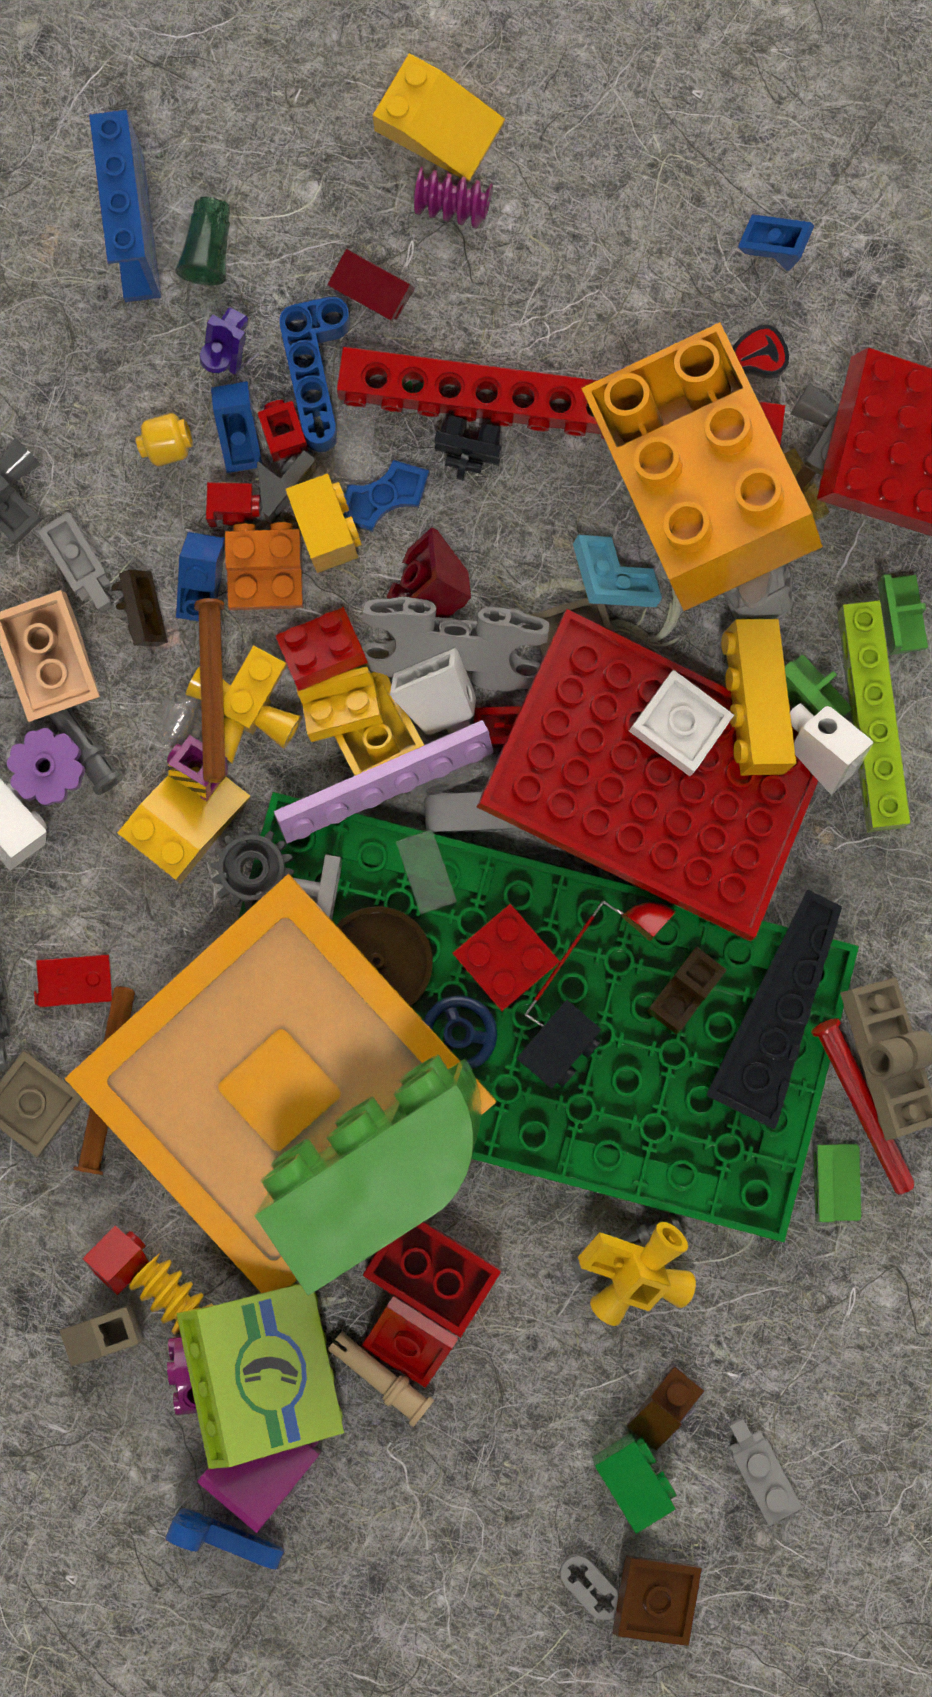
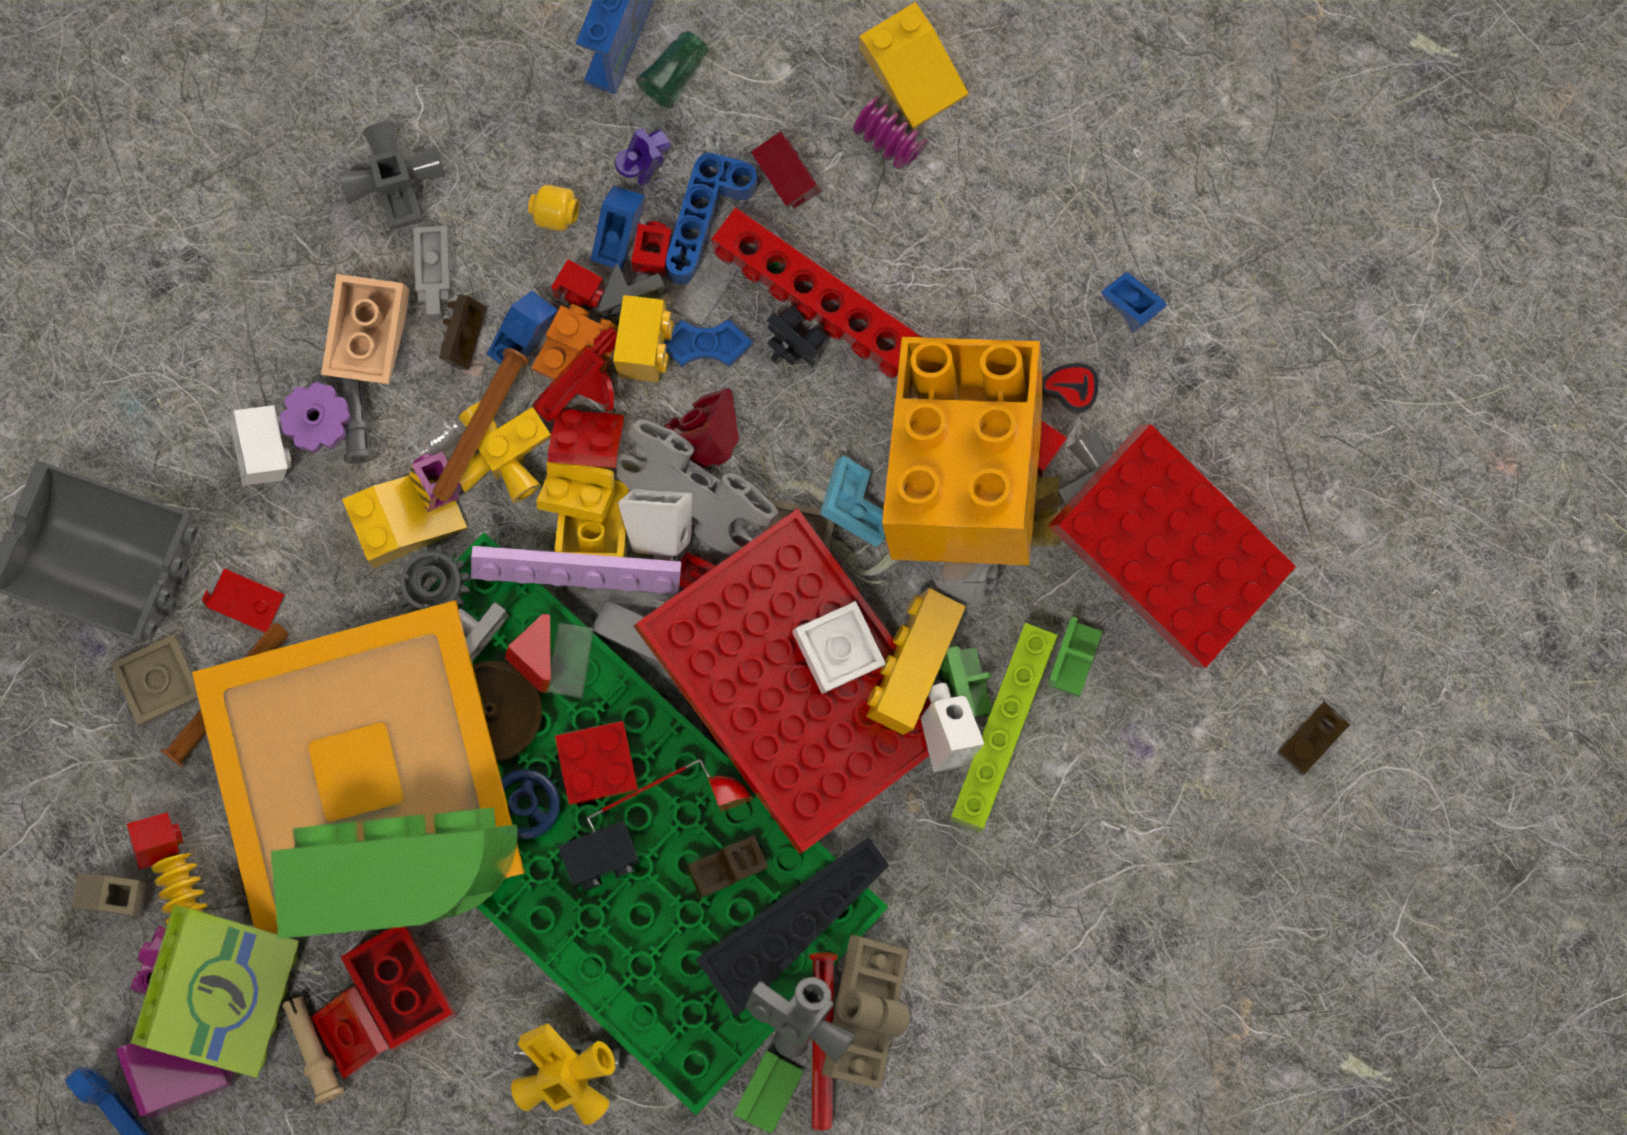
camera: 25 degrees right, 5 degrees down
(286, 591) = (581, 378): none -> red piece
(390, 886) = (532, 653): none -> slope
(841, 1099) = (800, 1019): none -> dark grey brick

